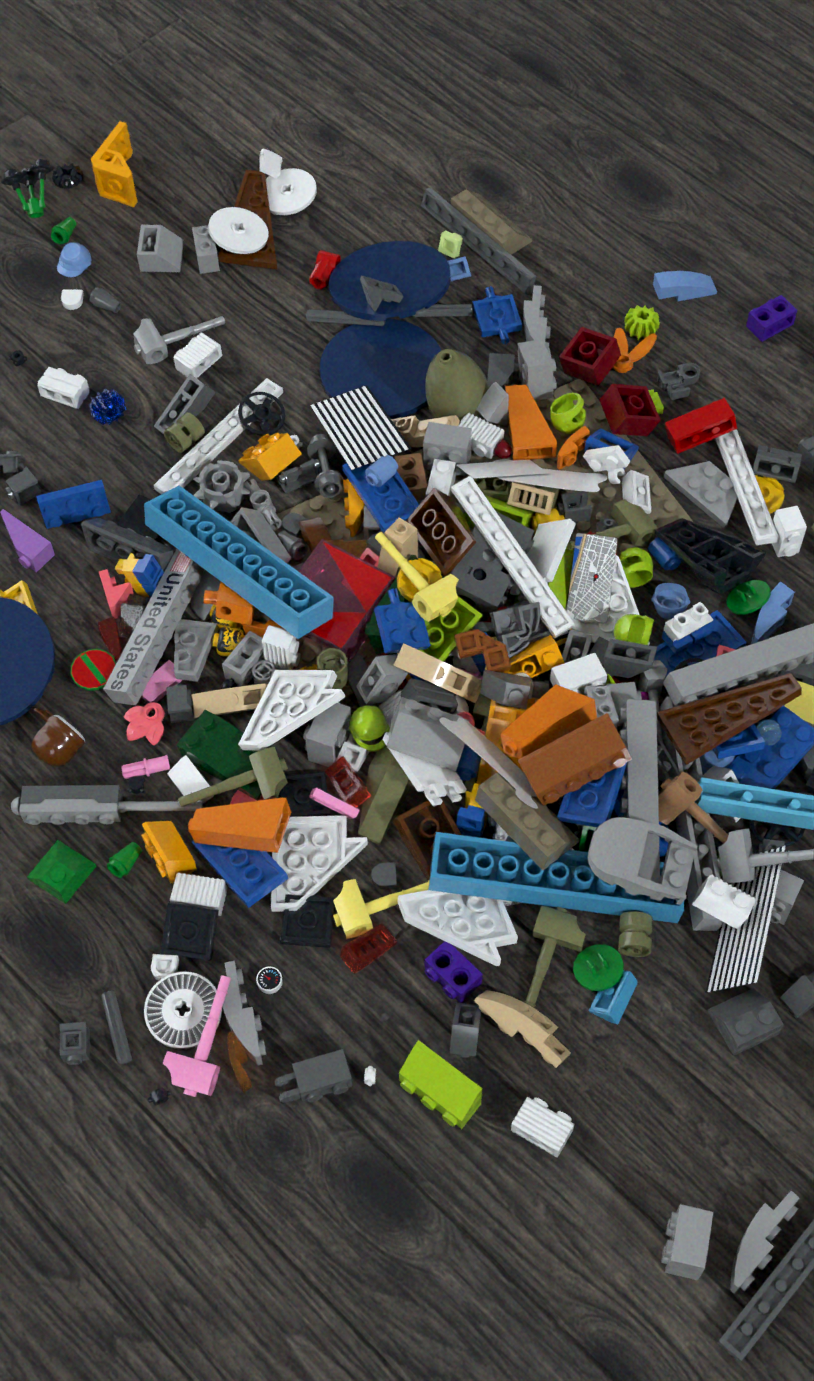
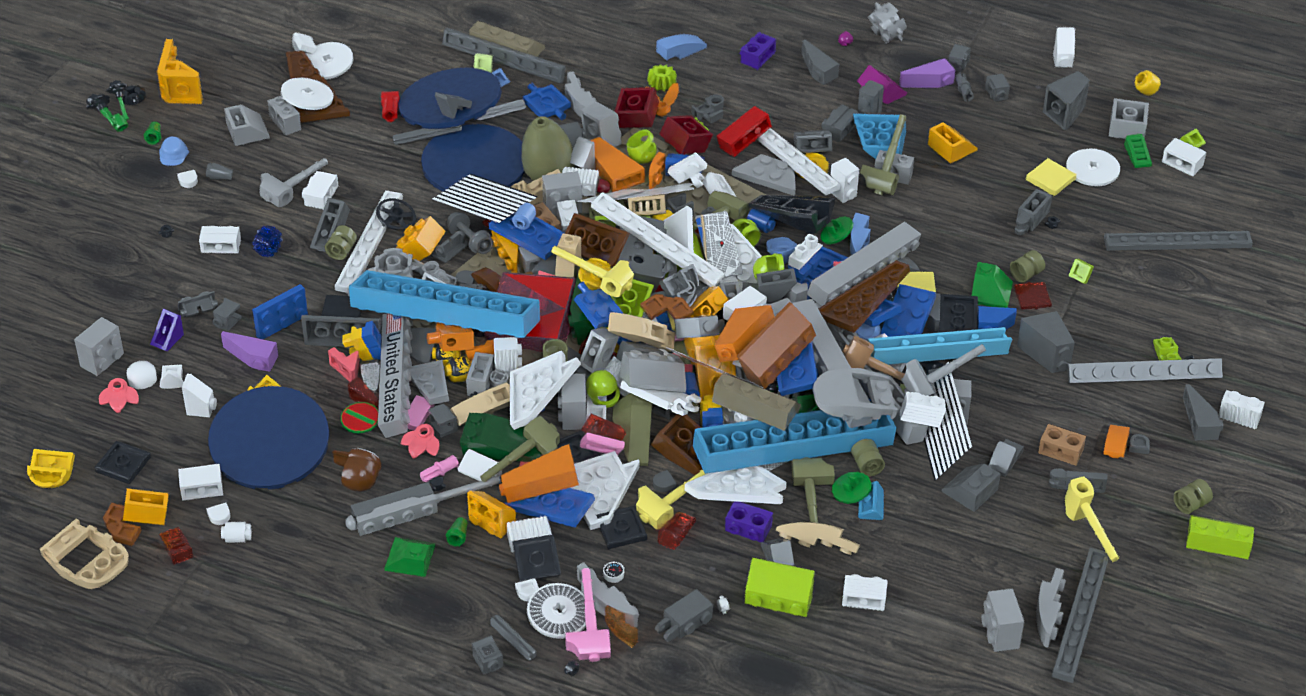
camera: 25 degrees left, 15 degrees down
(770, 731) = (901, 299): clear light blue tile -> none

